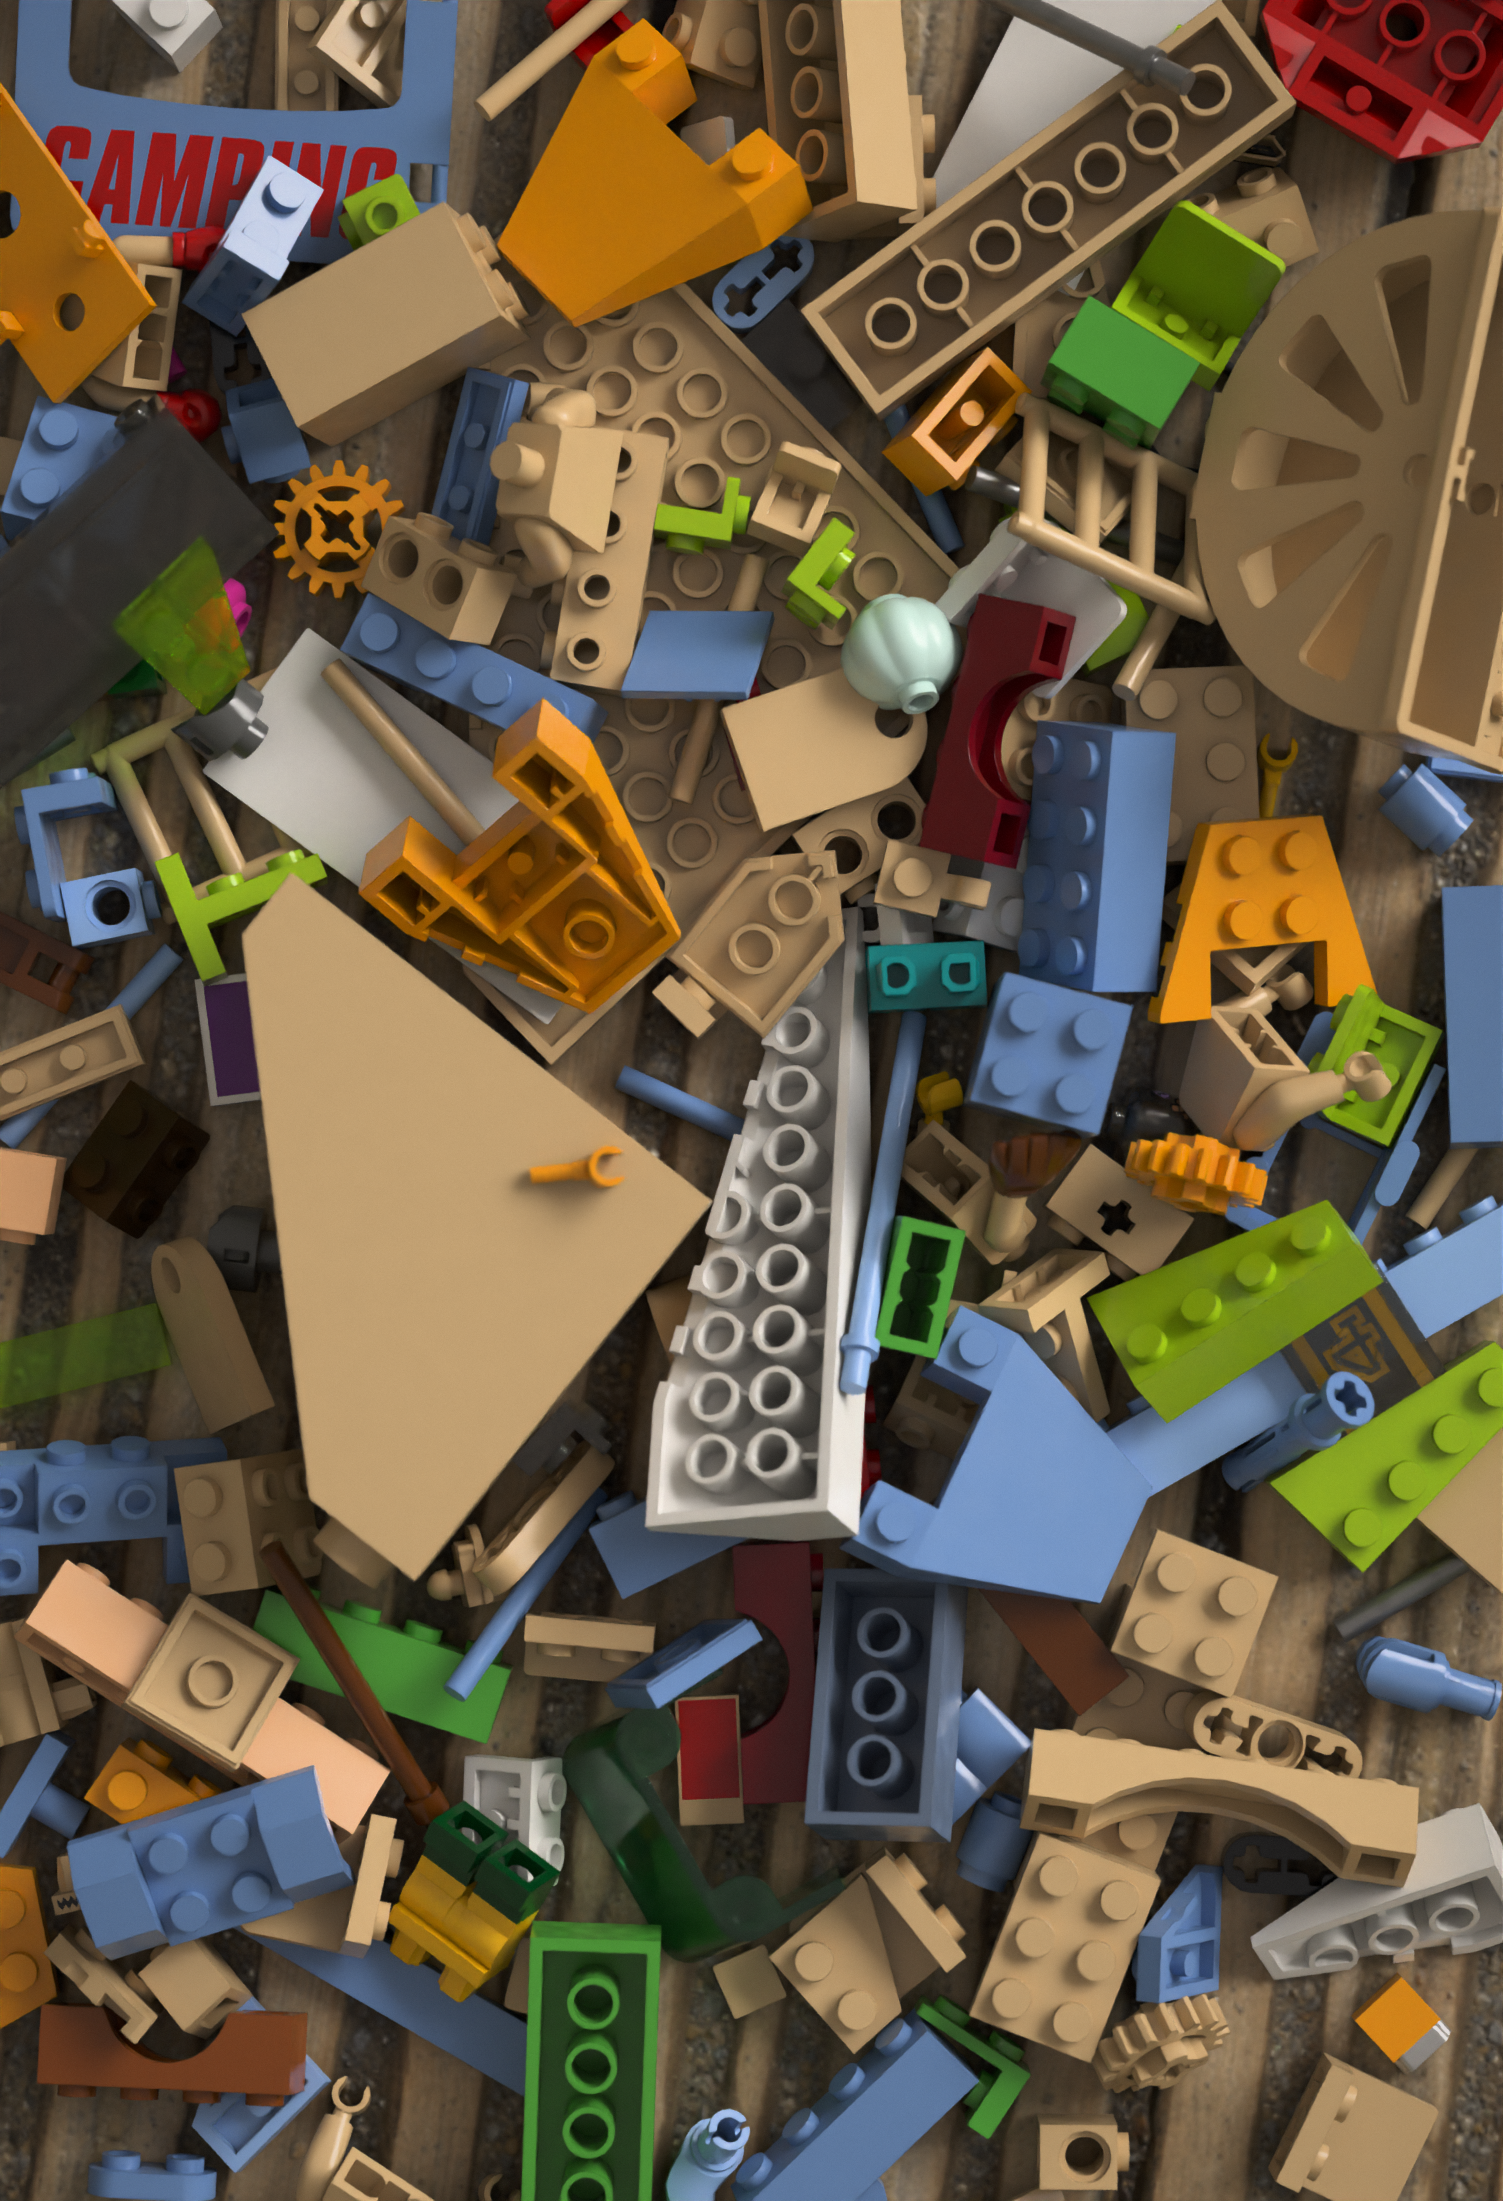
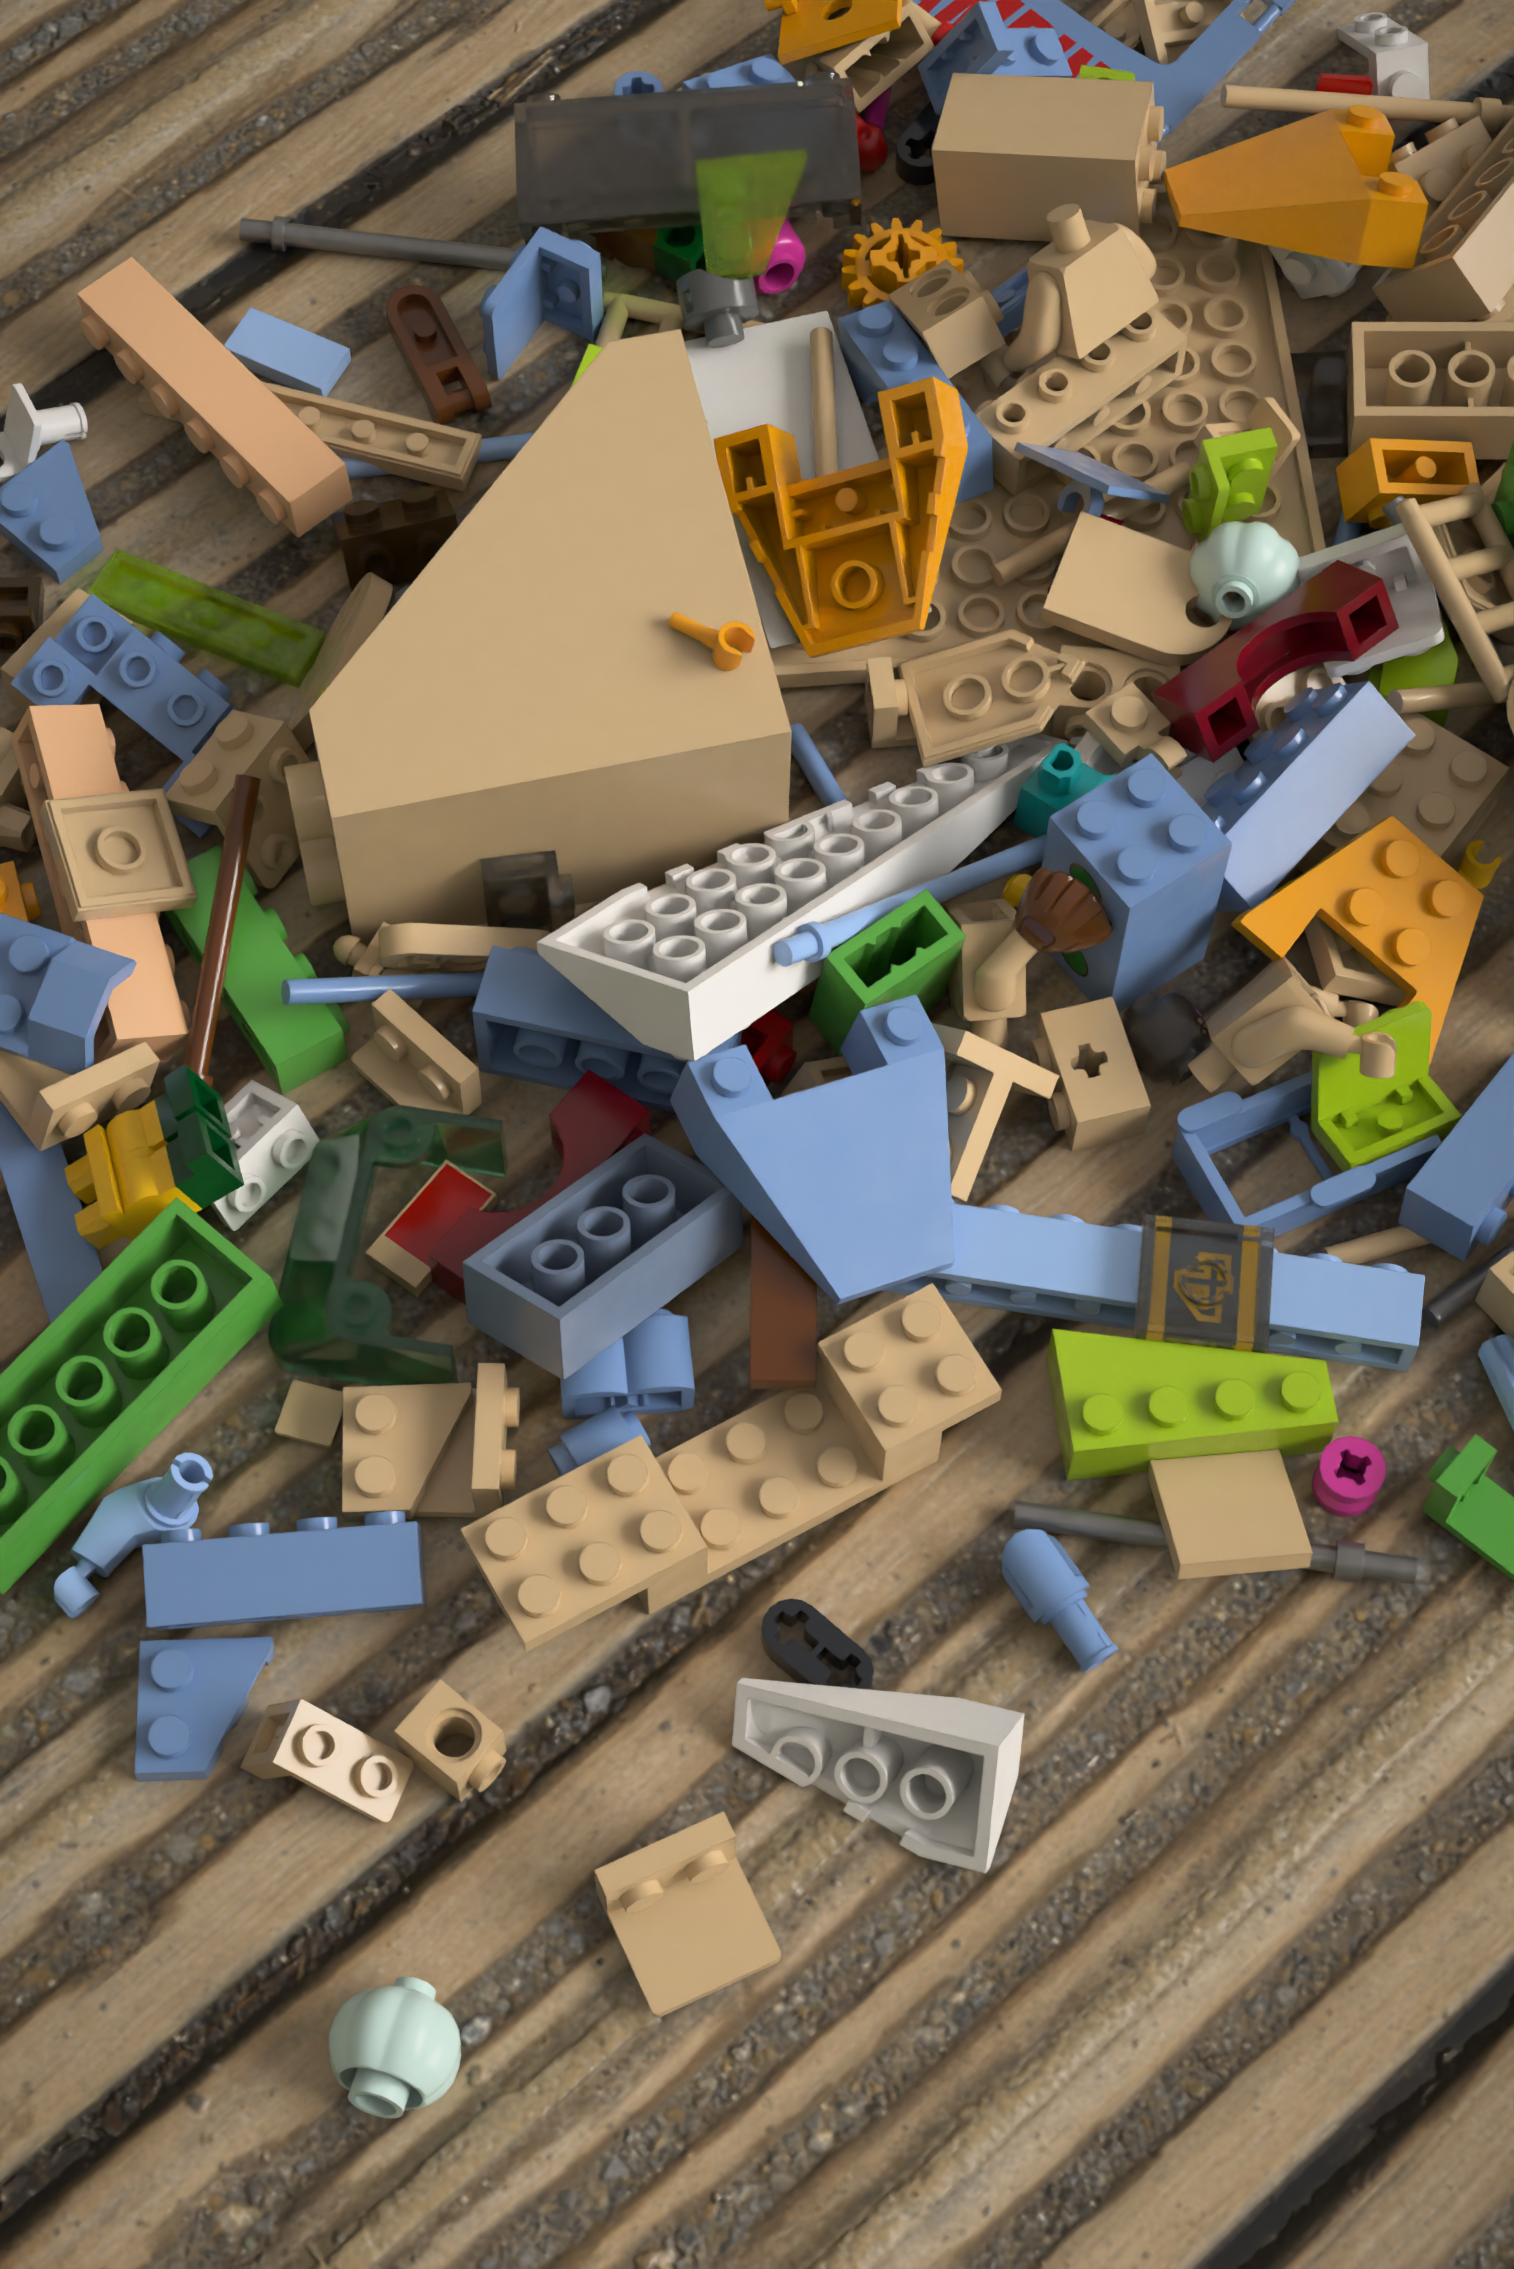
camera: 35 degrees right, 25 degrees down
(82, 901) = (528, 375): light blue brick -> none
(264, 433) = (902, 182): medium blue brick -> none
(682, 1663) = (522, 1111): medium blue tile -> none
(692, 529) = (1163, 417): lime bracket -> none
(774, 291) = (1328, 326): light blue beam -> none
(995, 2091) = (431, 1641): bright green bracket -> none
(1160, 2044) = (594, 1691): tan gear -> none
(1182, 1941) = (680, 1635): medium blue wing -> none
(1195, 1173) = (1181, 1044): light orange gear -> none
(1232, 1305) = (1135, 1169): lime wedge -> none
(1237, 1709) = (929, 1578): tan beam -> none
(1311, 1424) = (1124, 1294): medium blue pin -> none
(1348, 1823) = (894, 1623): tan arch -> none
(1402, 2024) = (809, 1863): light orange piece -> none

